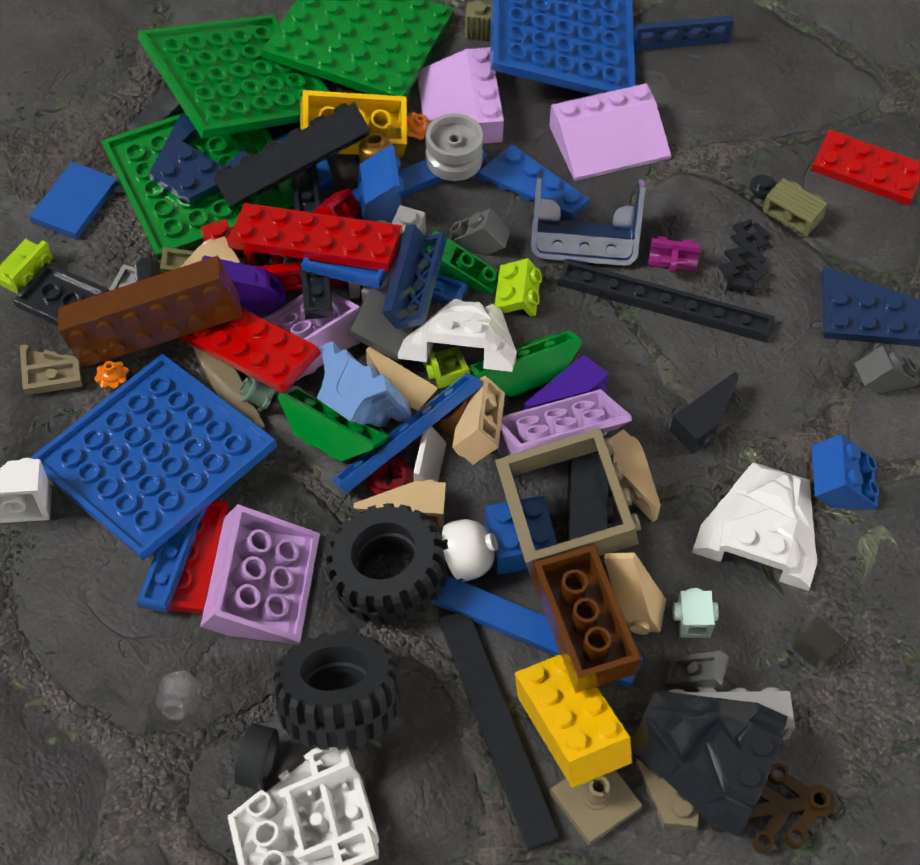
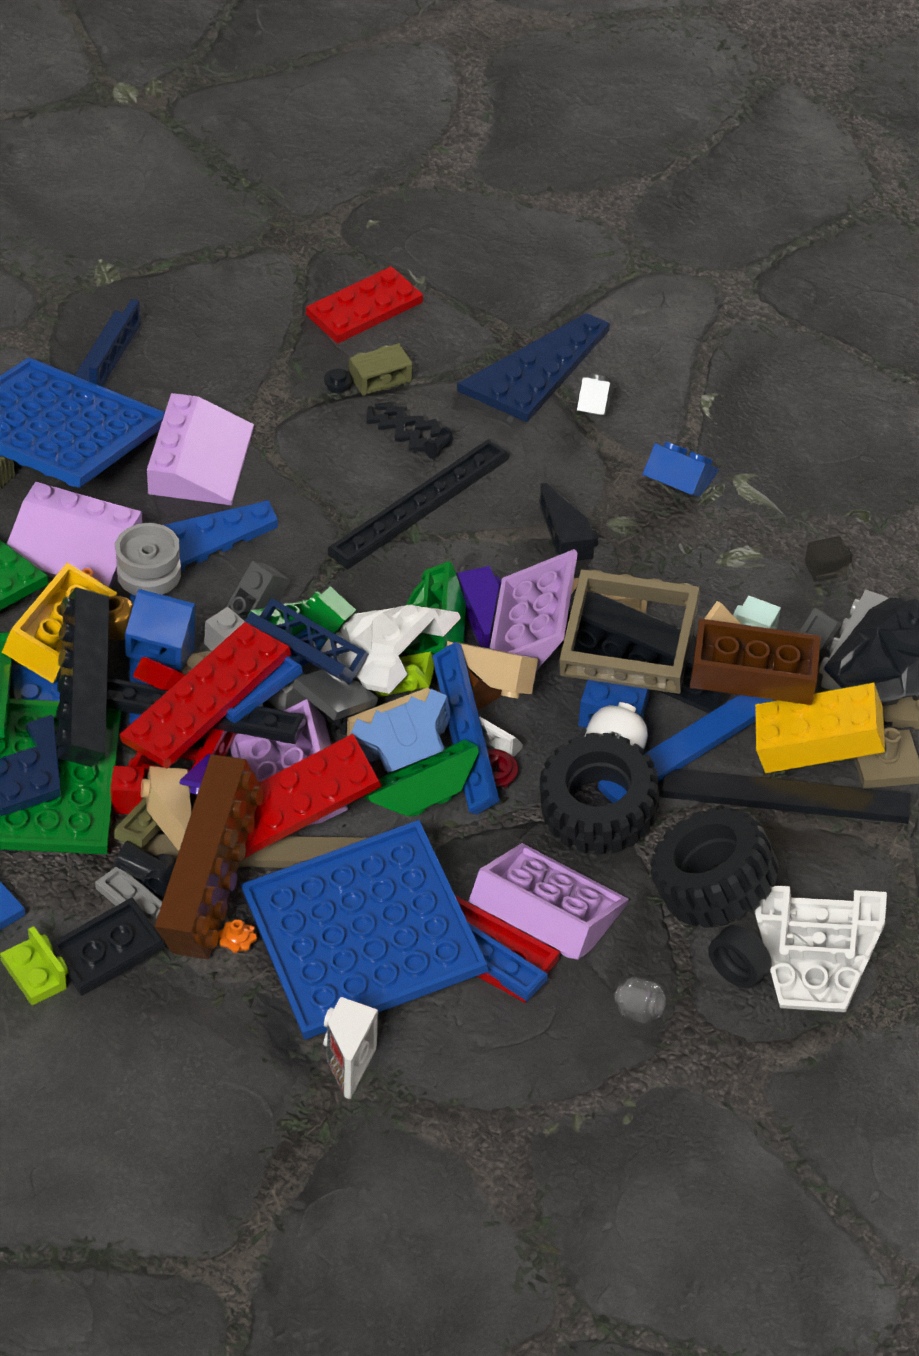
camera: 65 degrees left, 10 degrees down
(48, 371) = (195, 987): dark tan wing -> none
(256, 393) = (343, 823): sand green brick -> none
(425, 496) = (535, 749): tan slope -> none
(482, 285) = (329, 610): none -> green brick
(518, 287) = (355, 592): lime bracket -> none
(586, 241) = (329, 509): windscreen -> none
(674, 254) = (379, 469): magenta hips -> none
(765, 521) = (692, 541): white wedge -> none

